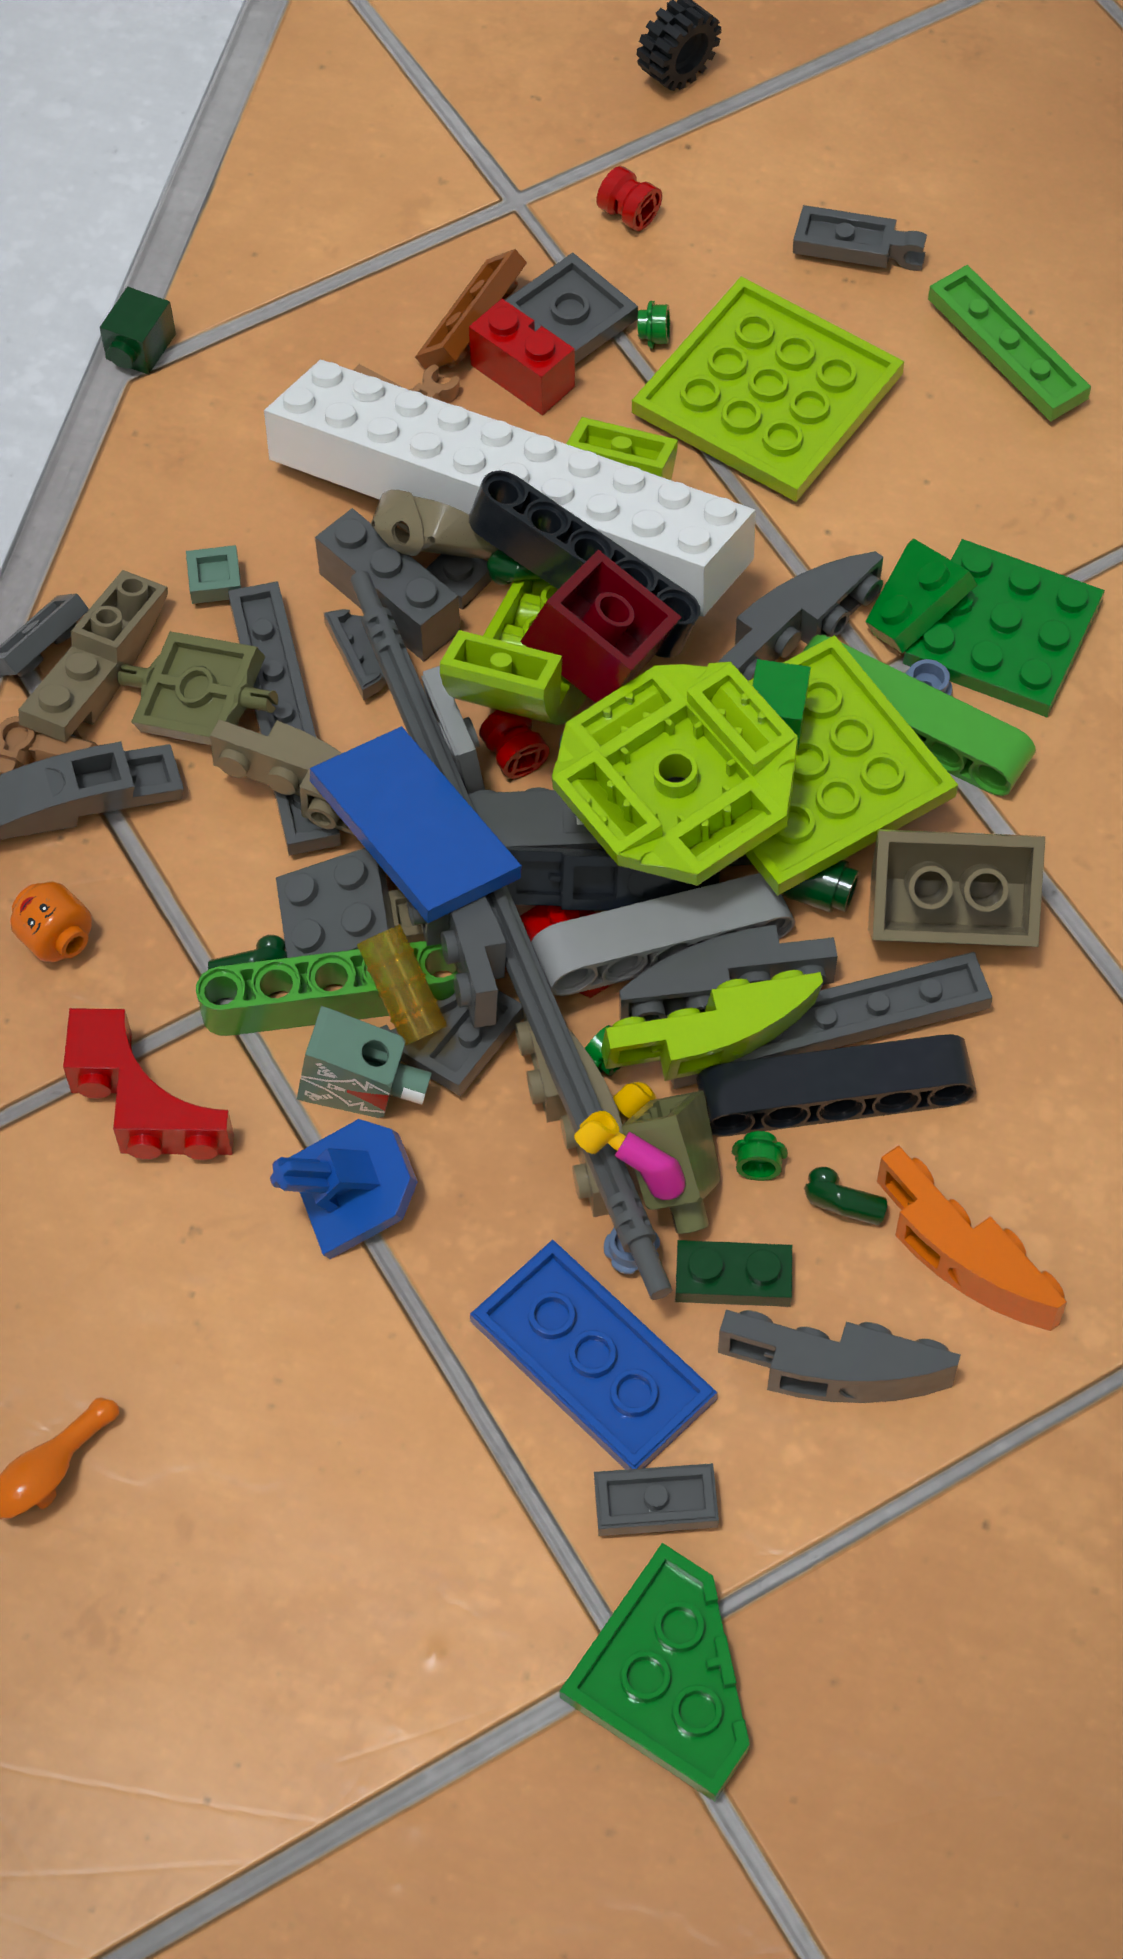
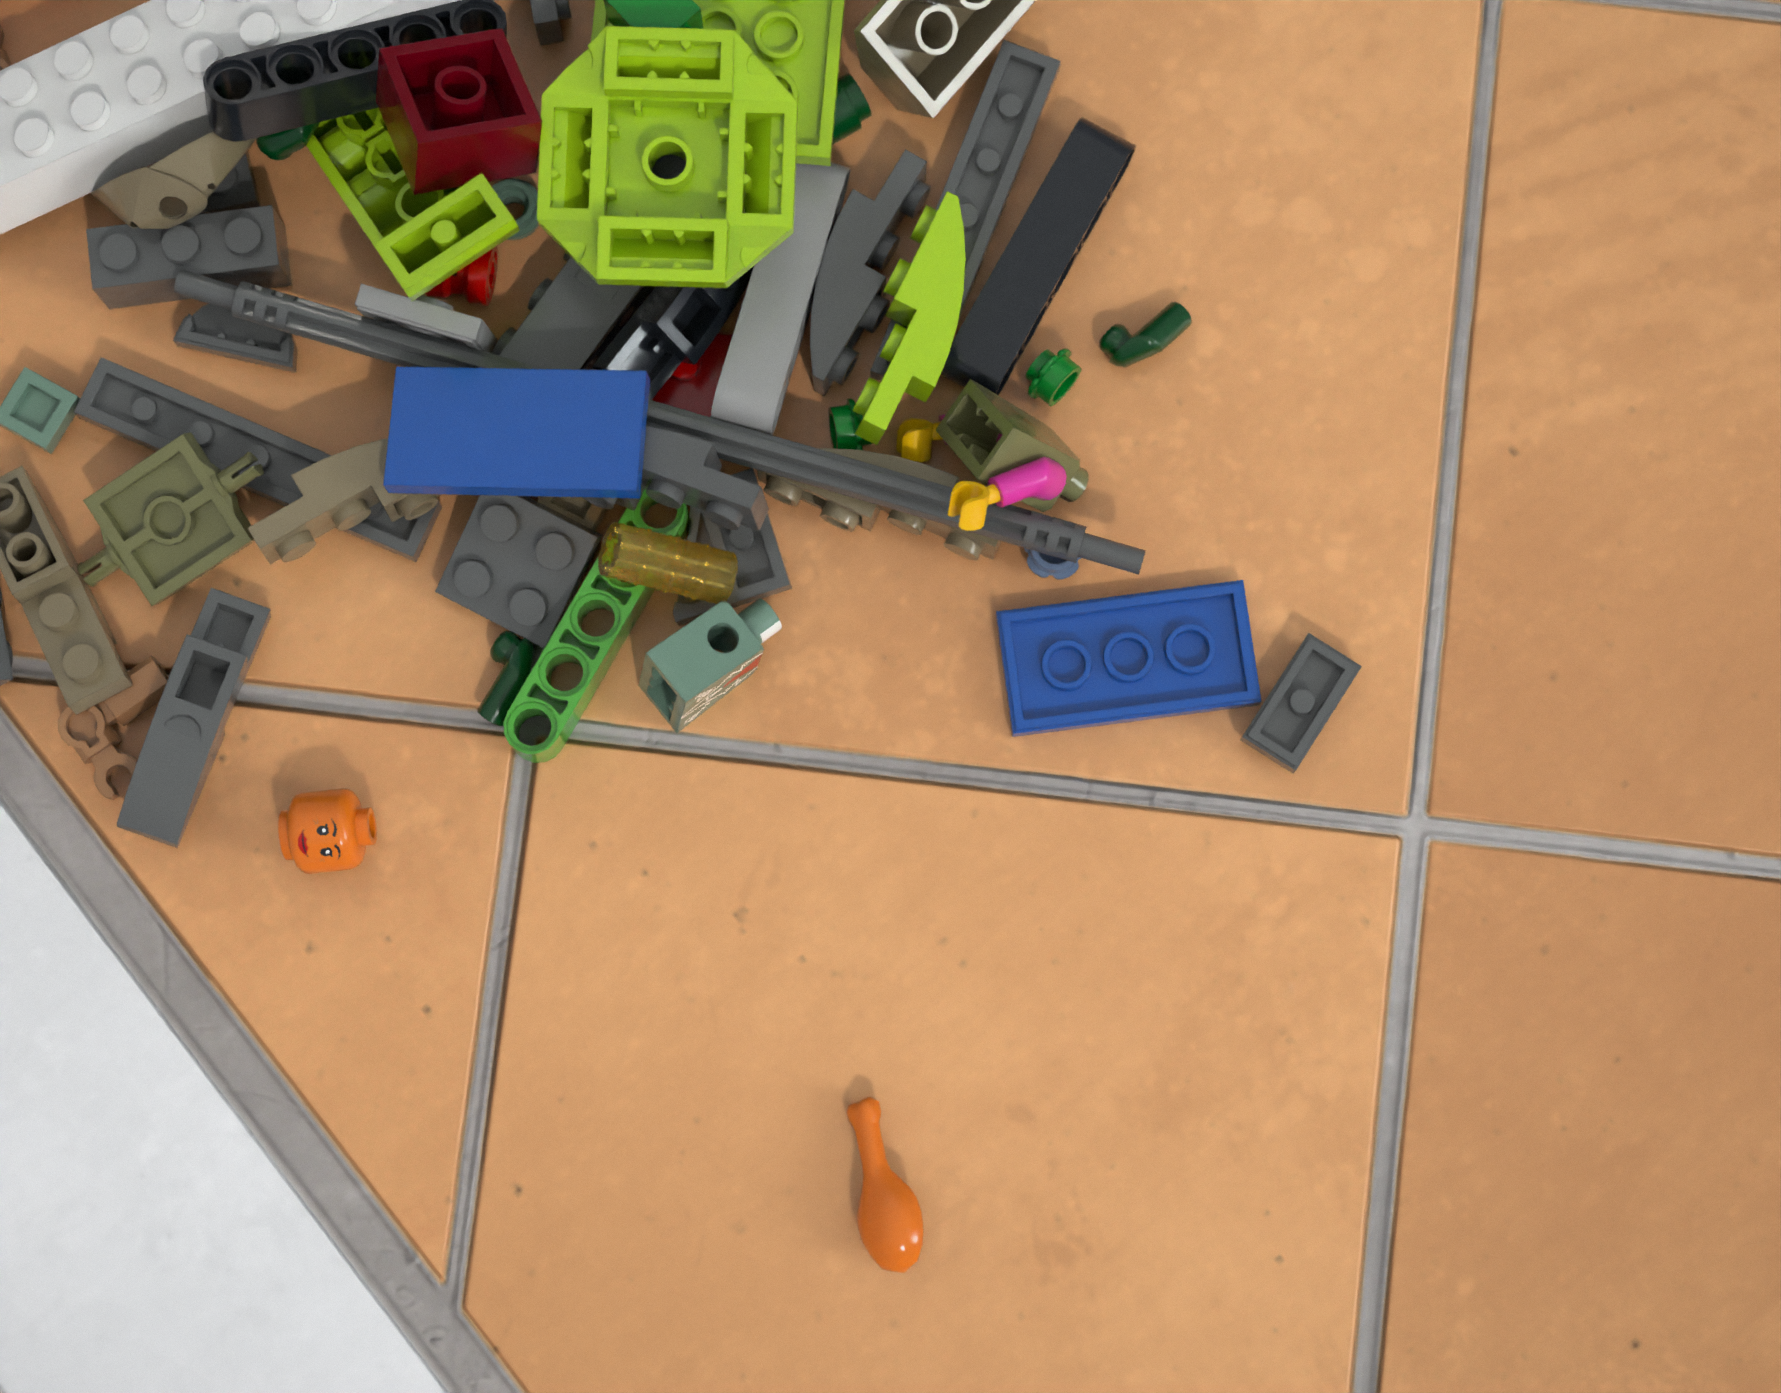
camera: 55 degrees left, 20 degrees up
(146, 1116) = (606, 881): red arch -> none
(350, 1184) = (813, 746): blue piece -> none
(667, 1676) = (1457, 807): green plate -> none
(734, 1273) = (1142, 481): dark green plate -> none
(861, 1368) = (1309, 447): dark grey slope -> none
(976, 1261) = (1295, 272): orange slope -> none

